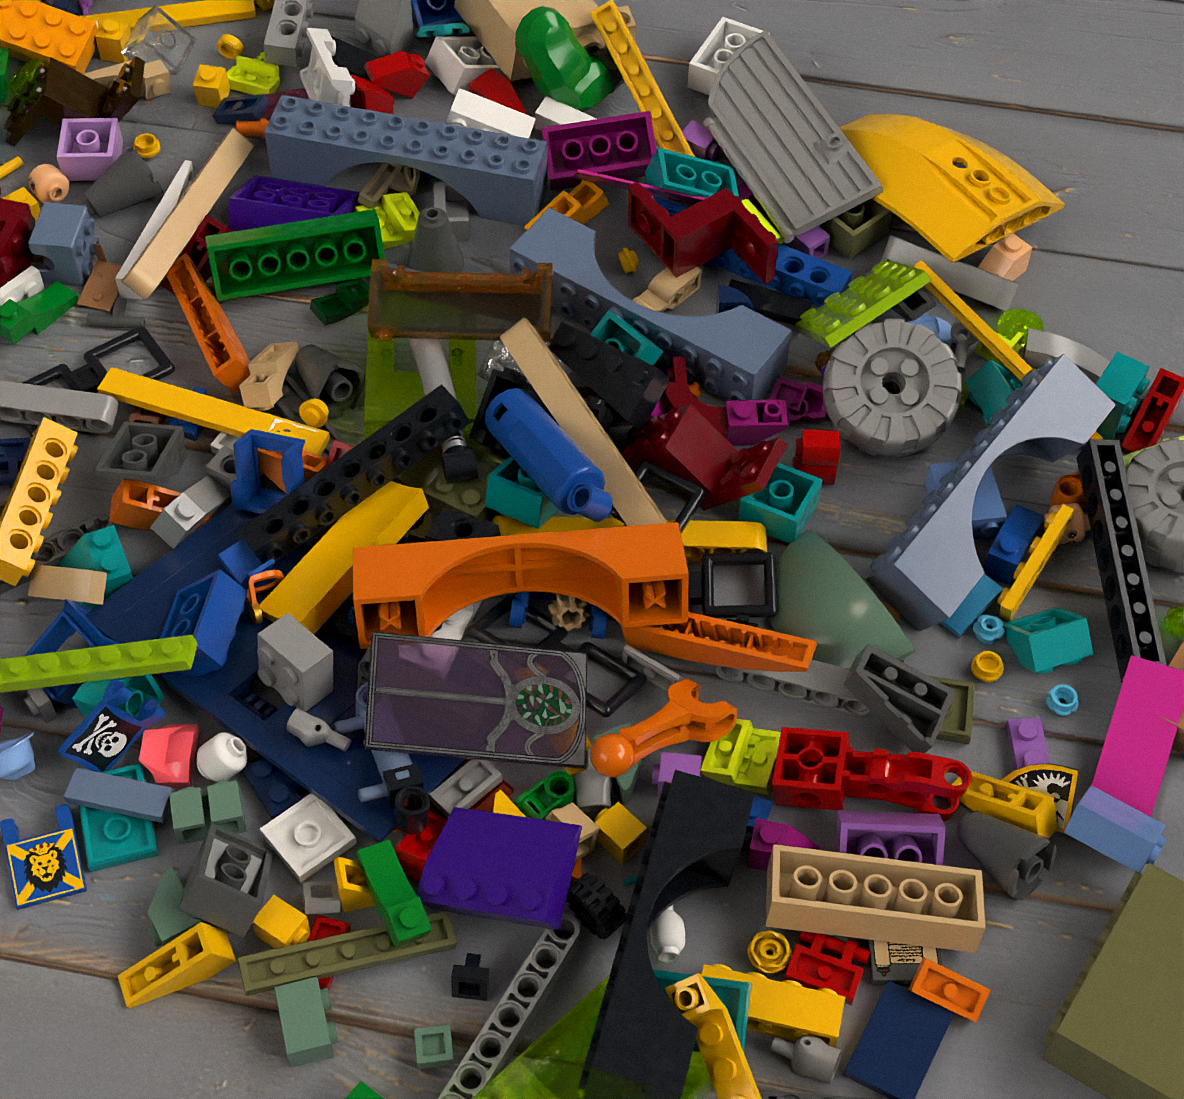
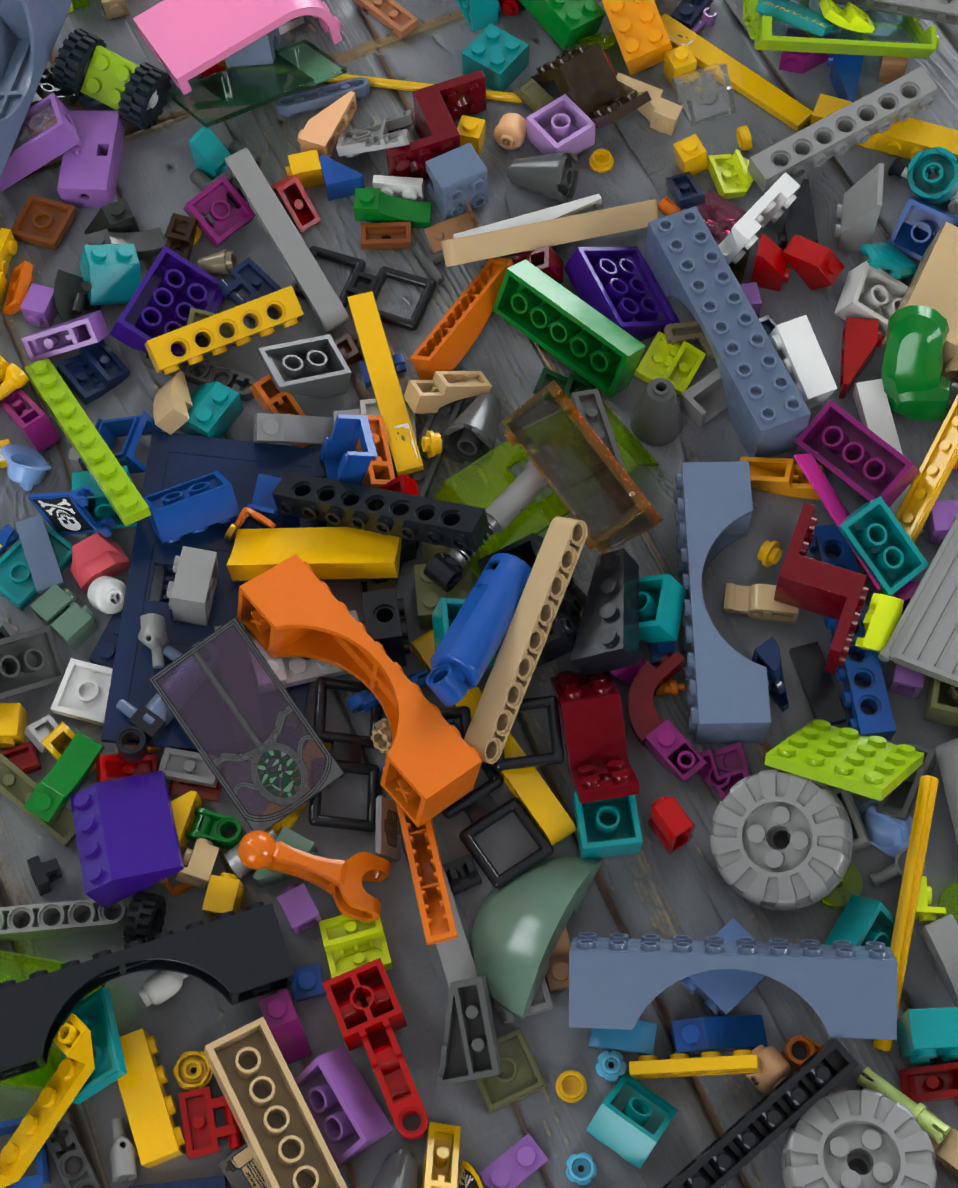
camera: 60 degrees right, 10 degrees up
(34, 148) = (533, 95): none -> olive tile
(55, 331) = (386, 235): none -> dark orange piece

